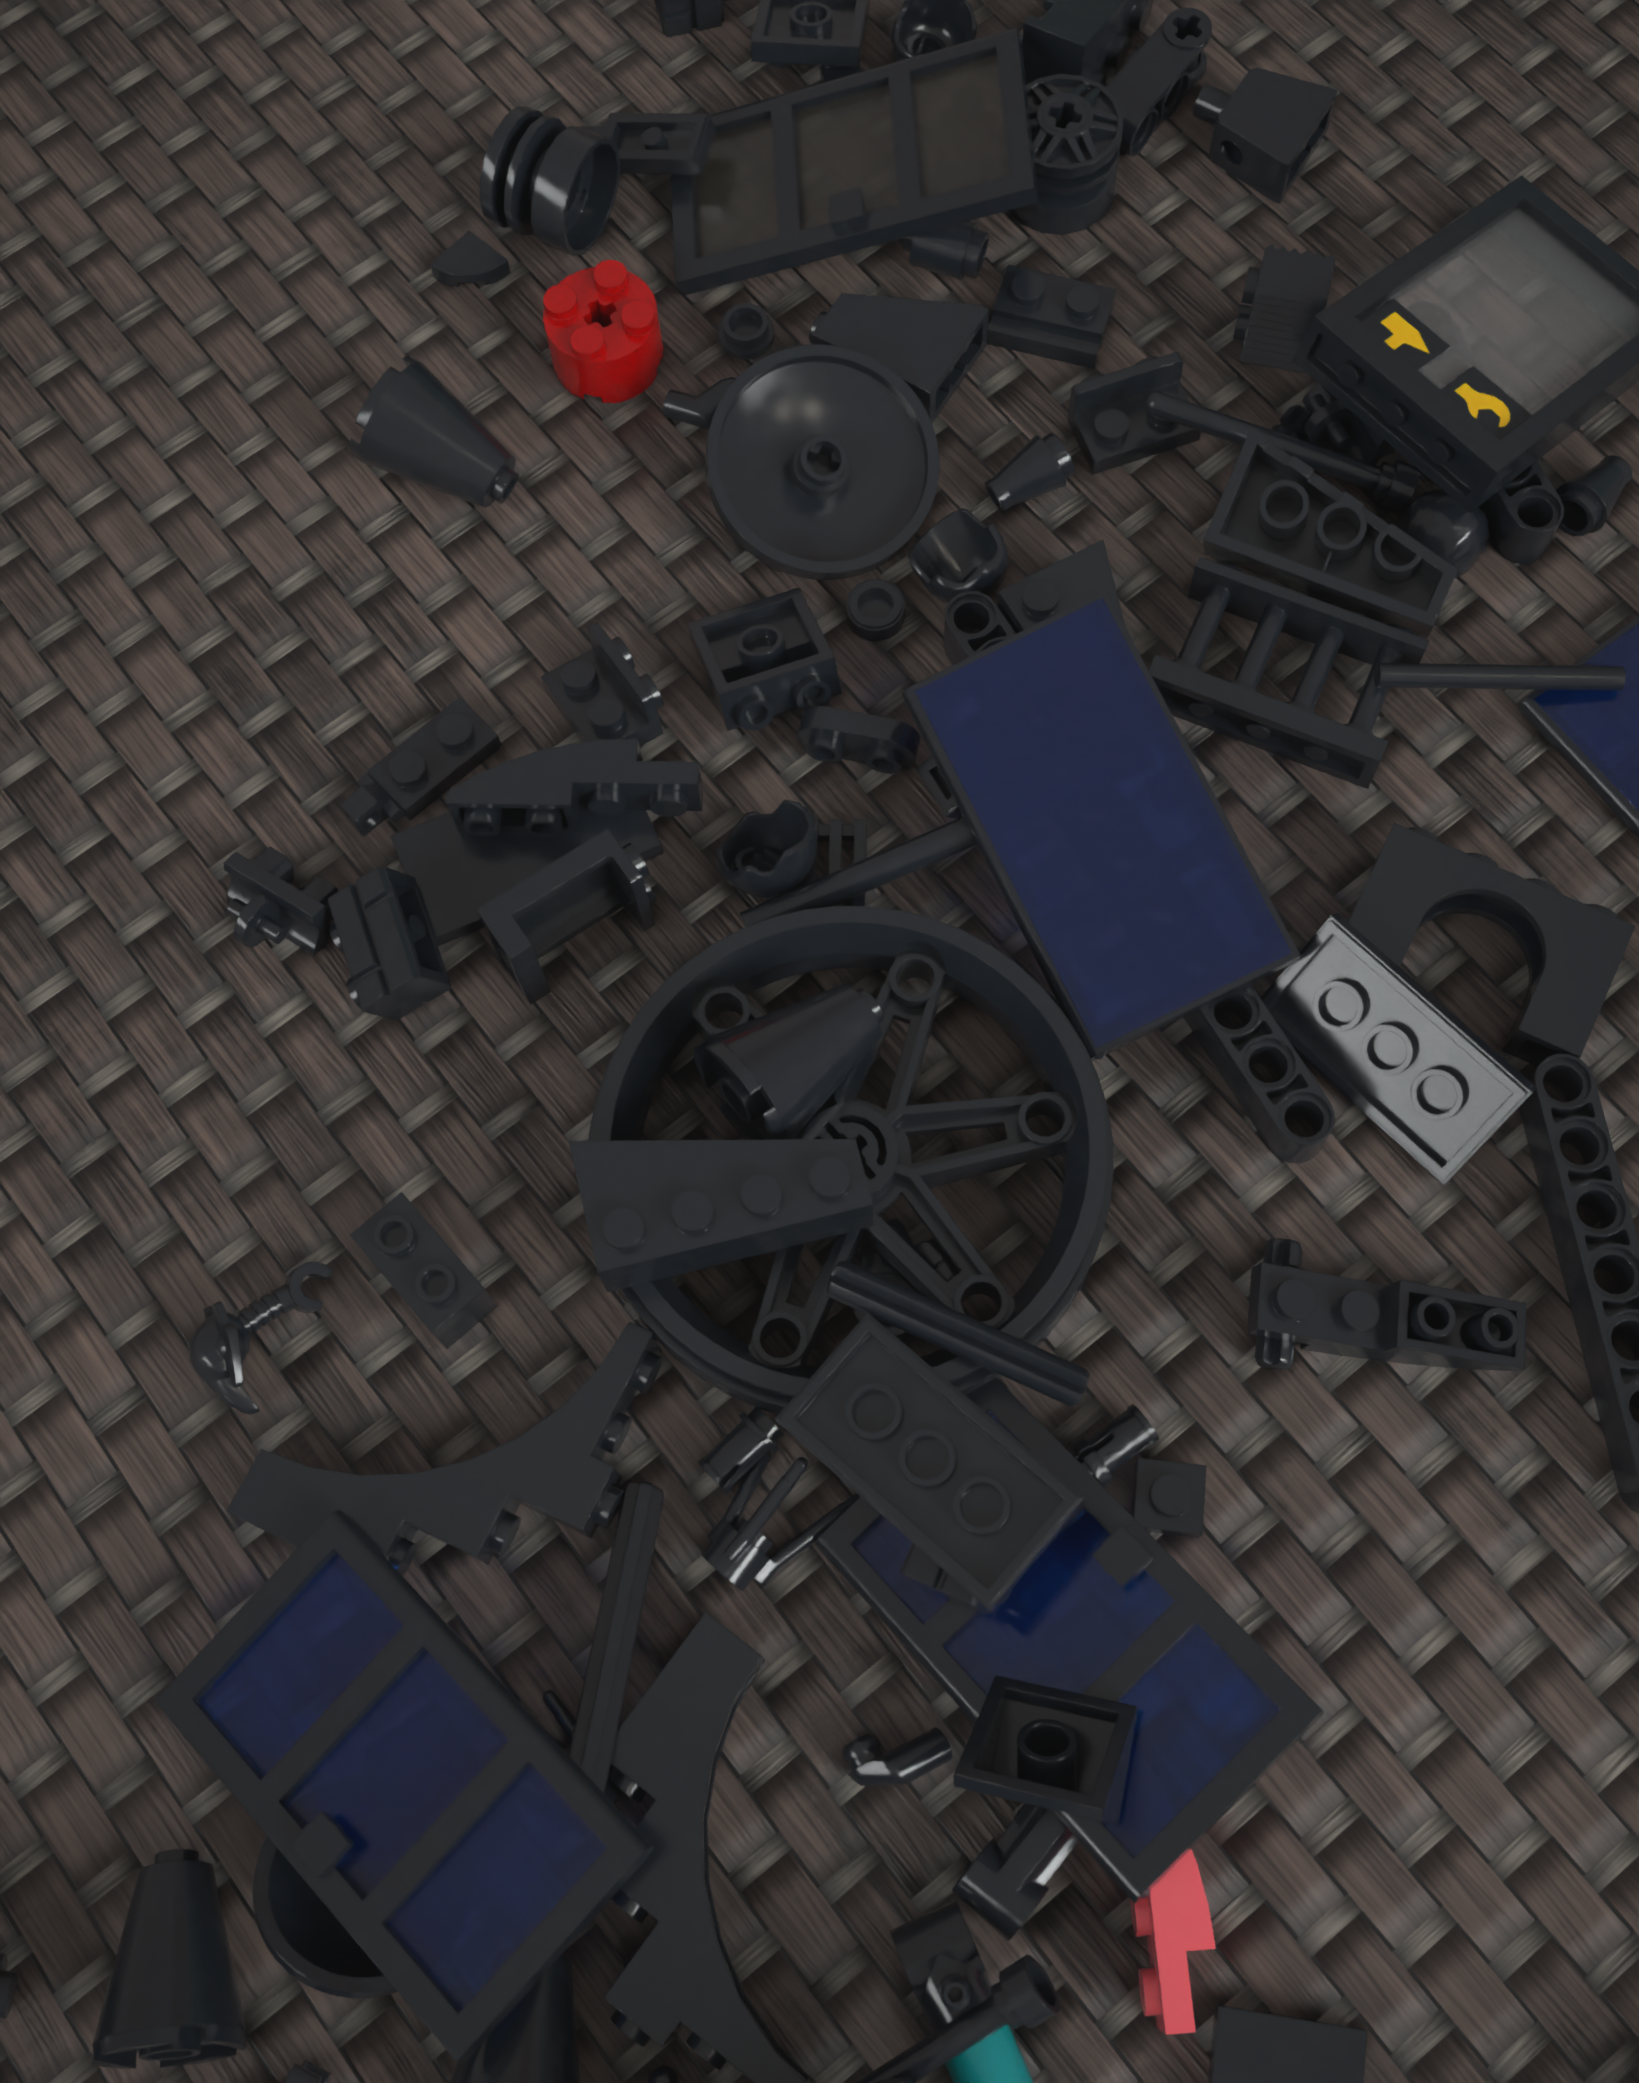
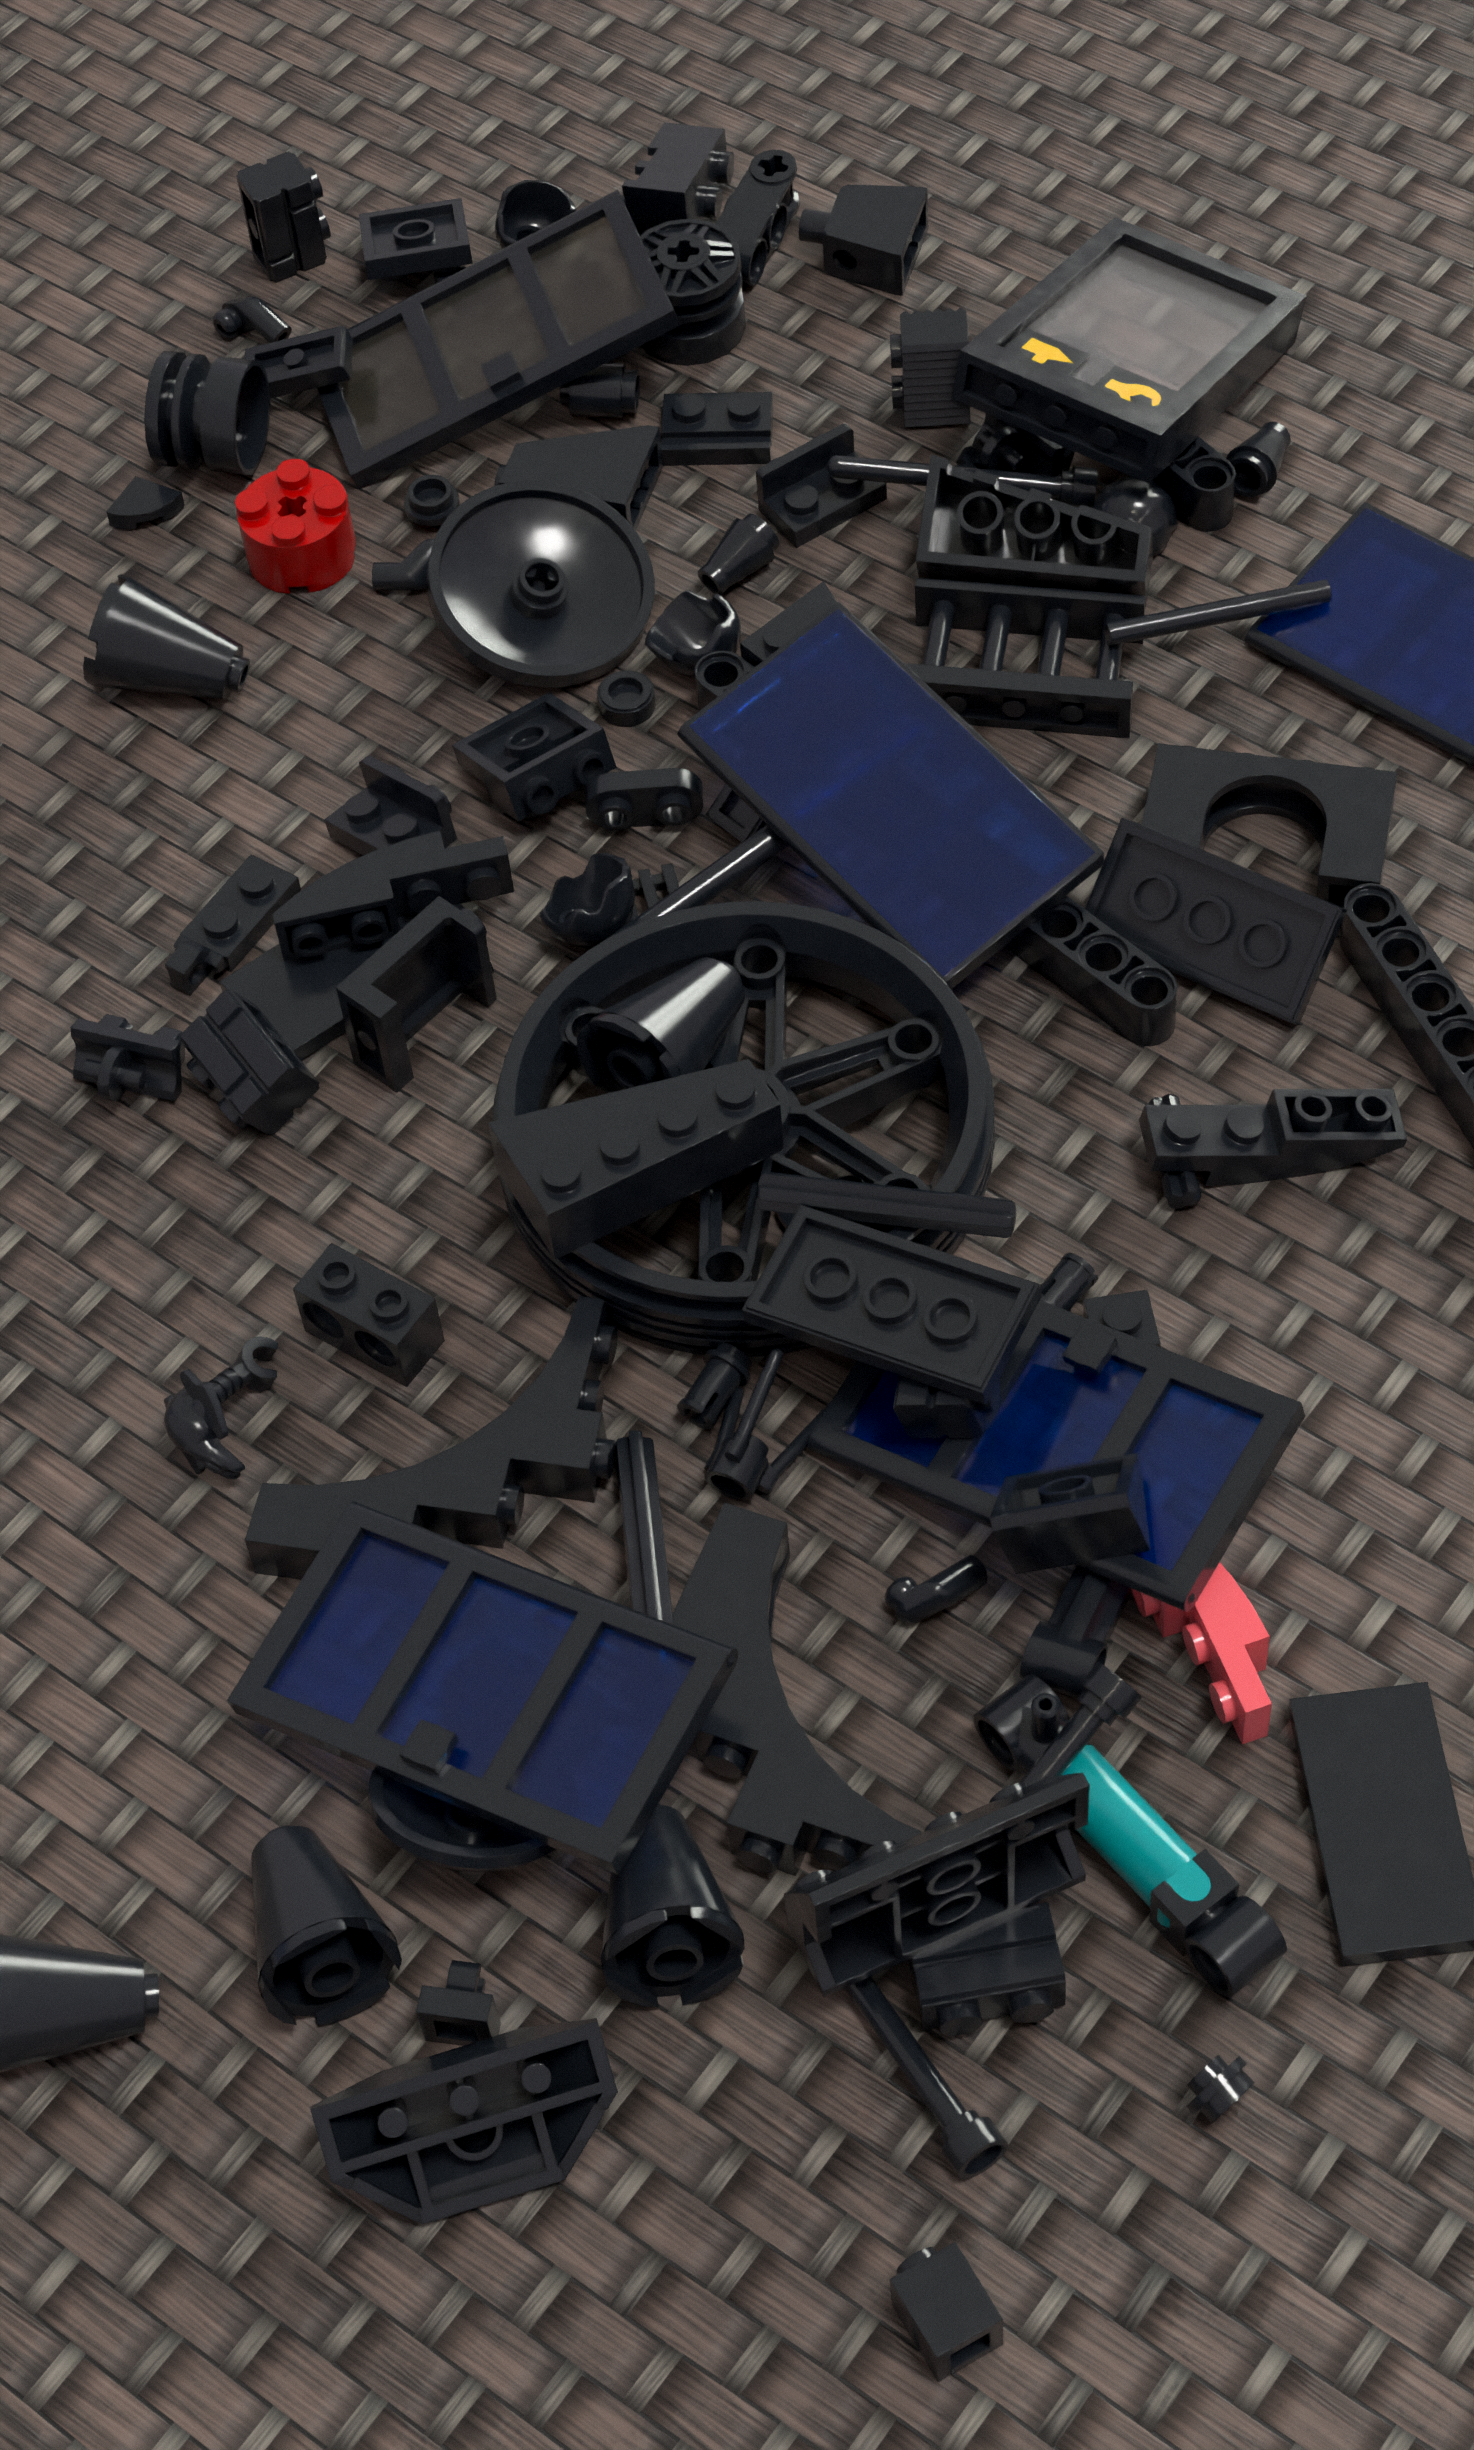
camera: 15 degrees left, 15 degrees down
(631, 72) = (249, 315): none -> black arm

